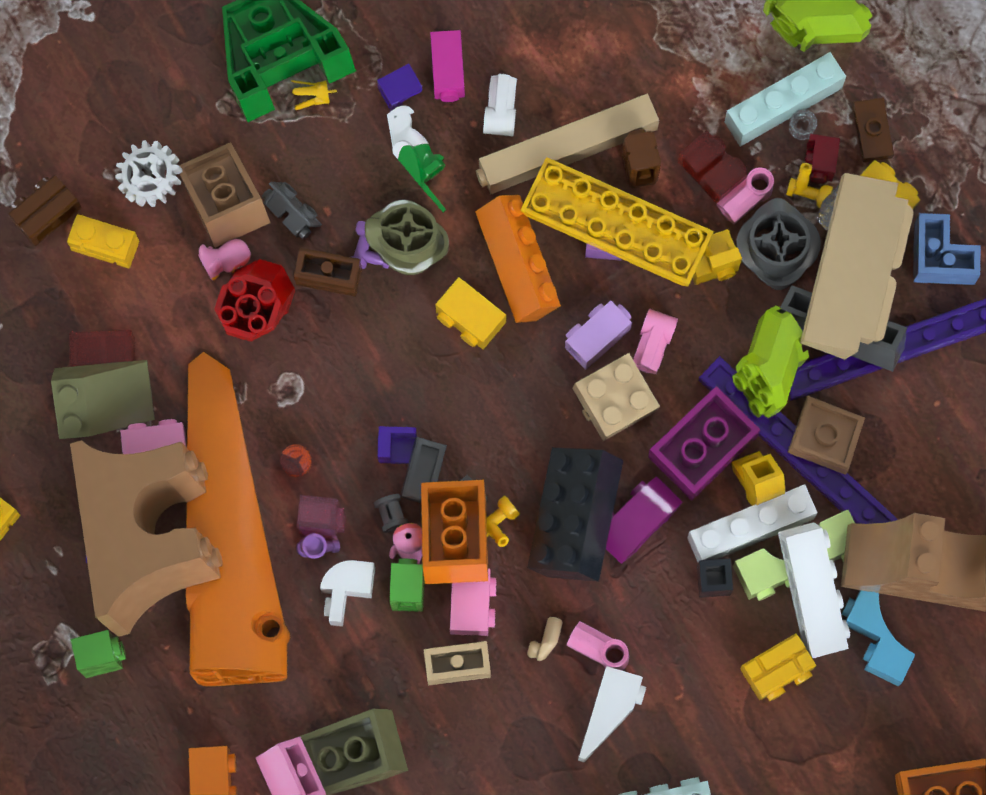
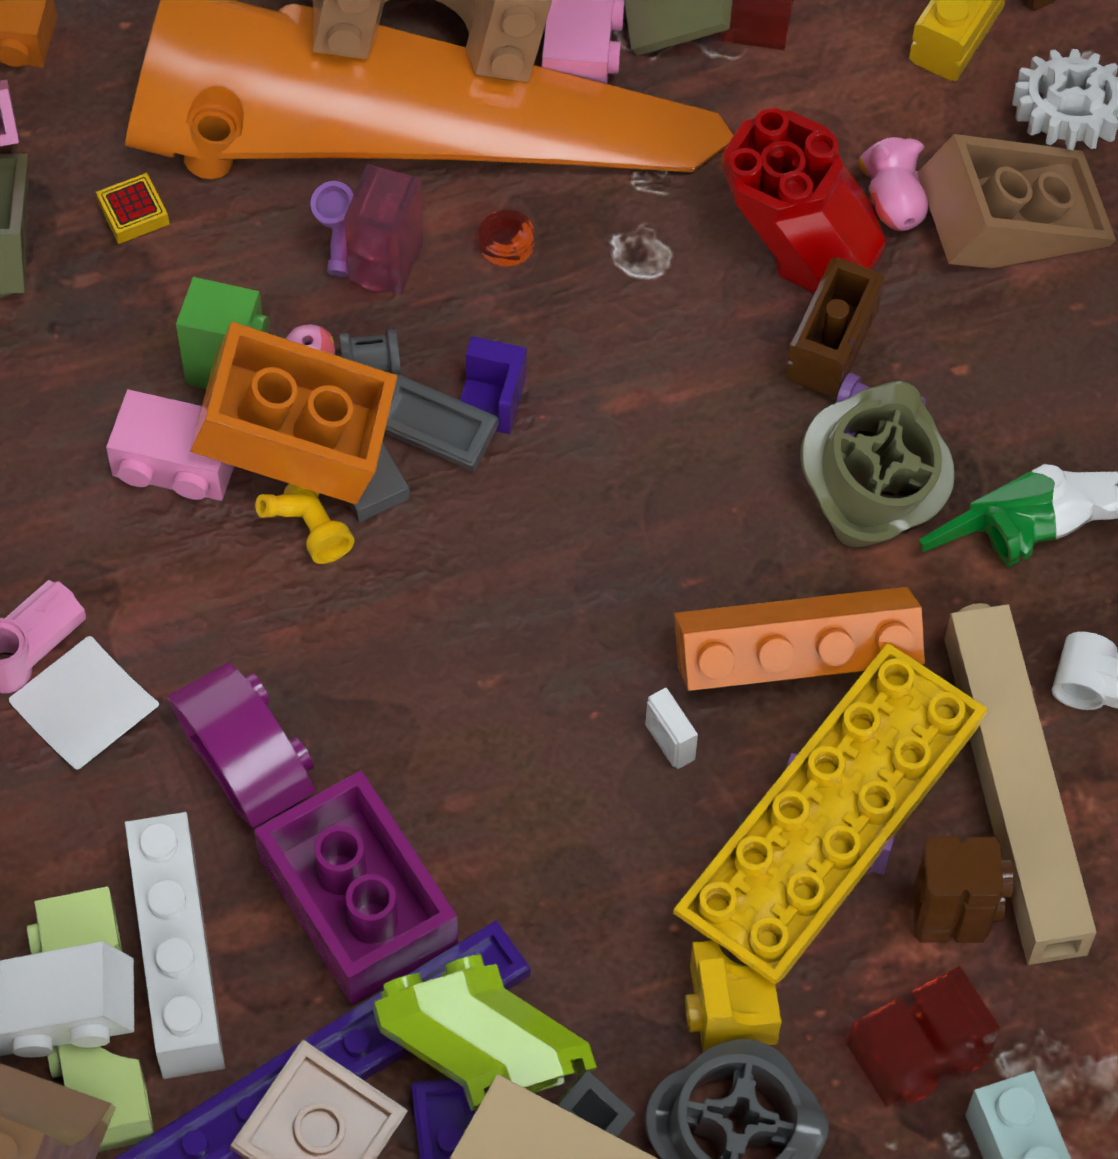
camera: 100 degrees right, 15 degrees down
(300, 215) = (977, 307): dark grey hinge -> none
(319, 668) = (132, 208): none -> tile
(345, 580) = (259, 256): white brick -> none
(457, 663) = (66, 395): tan brick -> none
(470, 314) = (710, 546): yellow brick -> none
(549, 640) = (57, 548): tan arm -> none
(575, 514) = (277, 627): black brick -> none
(578, 313) = (671, 728): none -> white tile
(598, 334) = (622, 754): lavender brick -> none
(615, 397) = (488, 754): tan brick -> none
(625, 611) = (82, 703): none -> white sticker
(656, 334) = (601, 860): bright pink piece -> none
(714, 578) = (88, 848): black brick -> none
(745, 196) = (851, 1088): bright pink piece -> none
(759, 477) = (258, 966): yellow brick -> none

